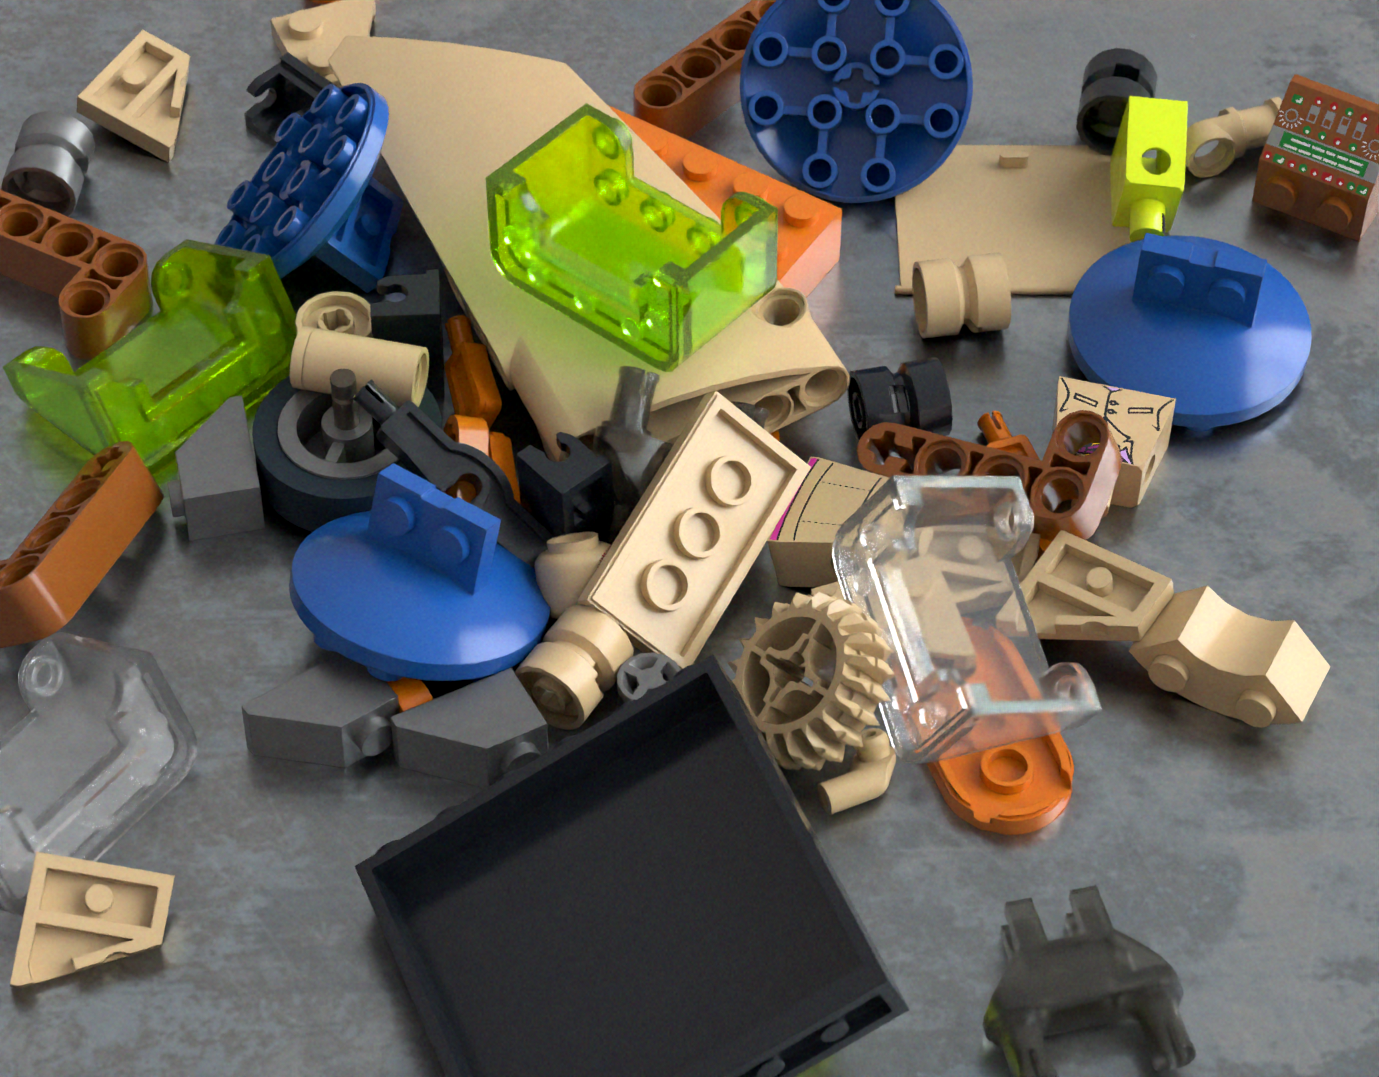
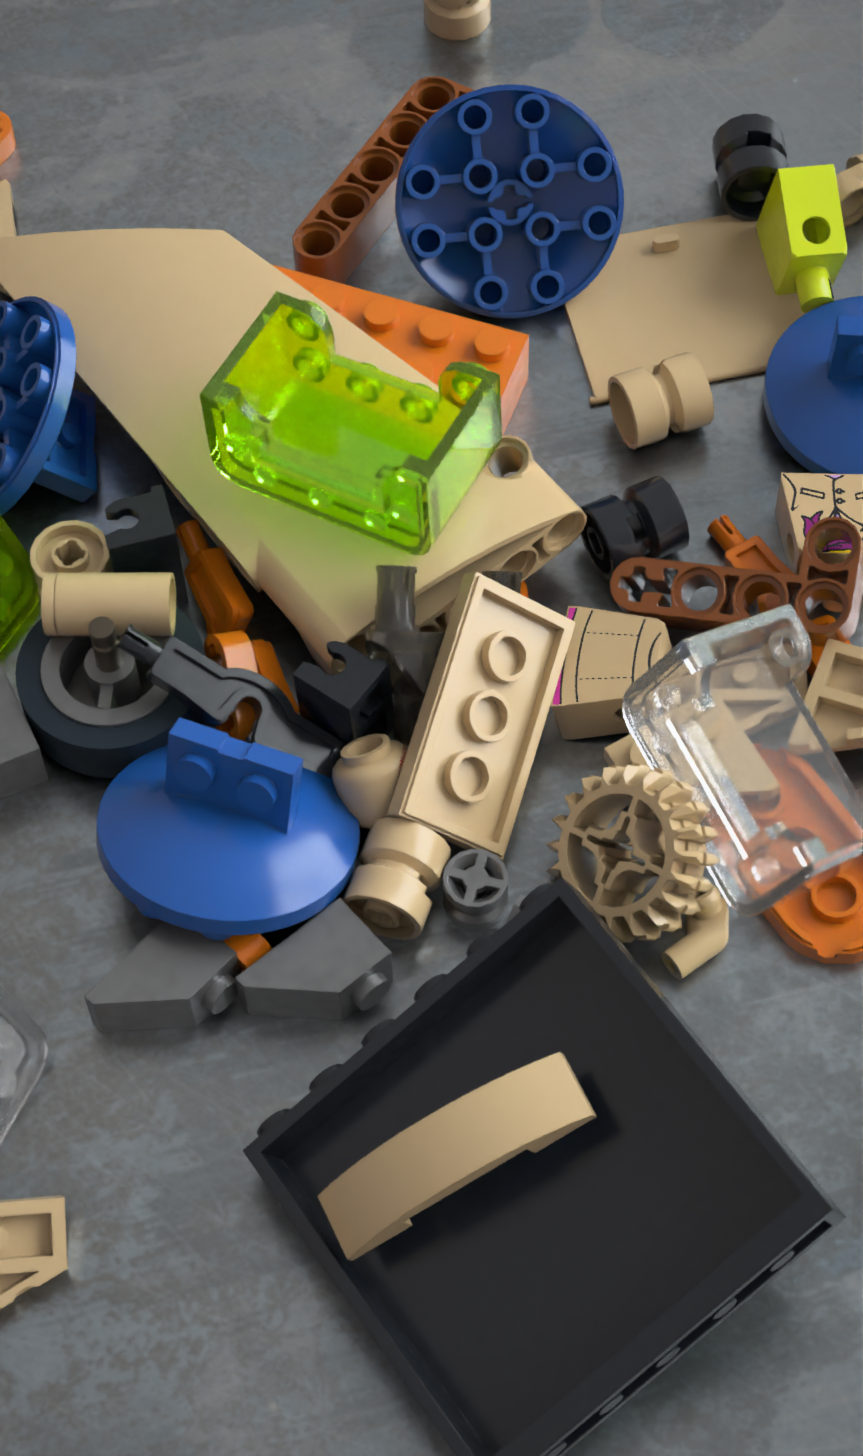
camera: 10 degrees left, 10 degrees up
(545, 878) = (453, 1149): none -> tan slope

